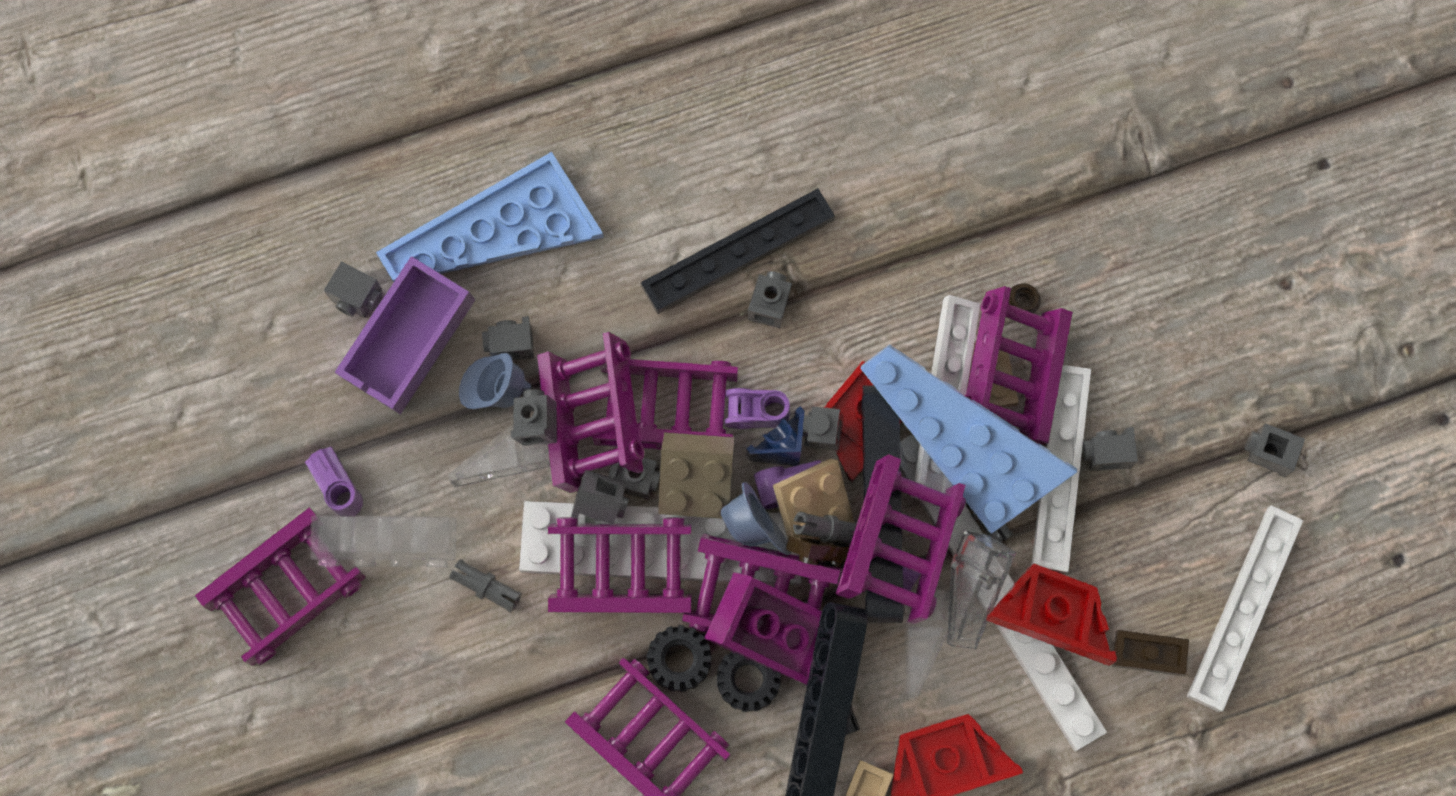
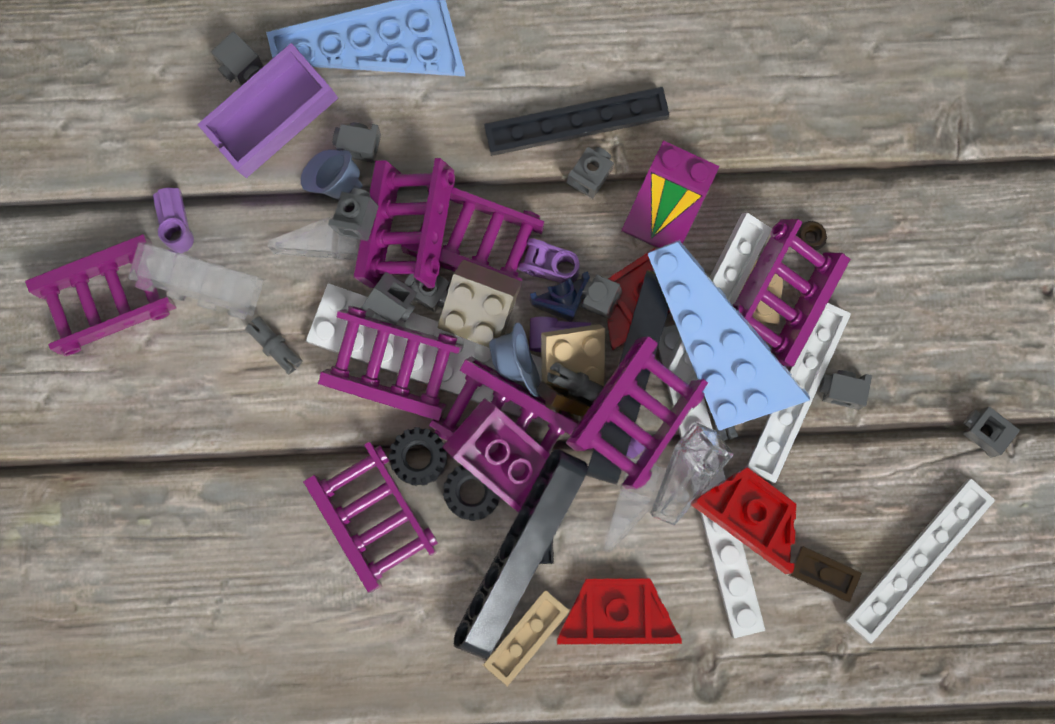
camera: 15 degrees right, 5 degrees up
(862, 302) = (669, 196): none -> magenta slope

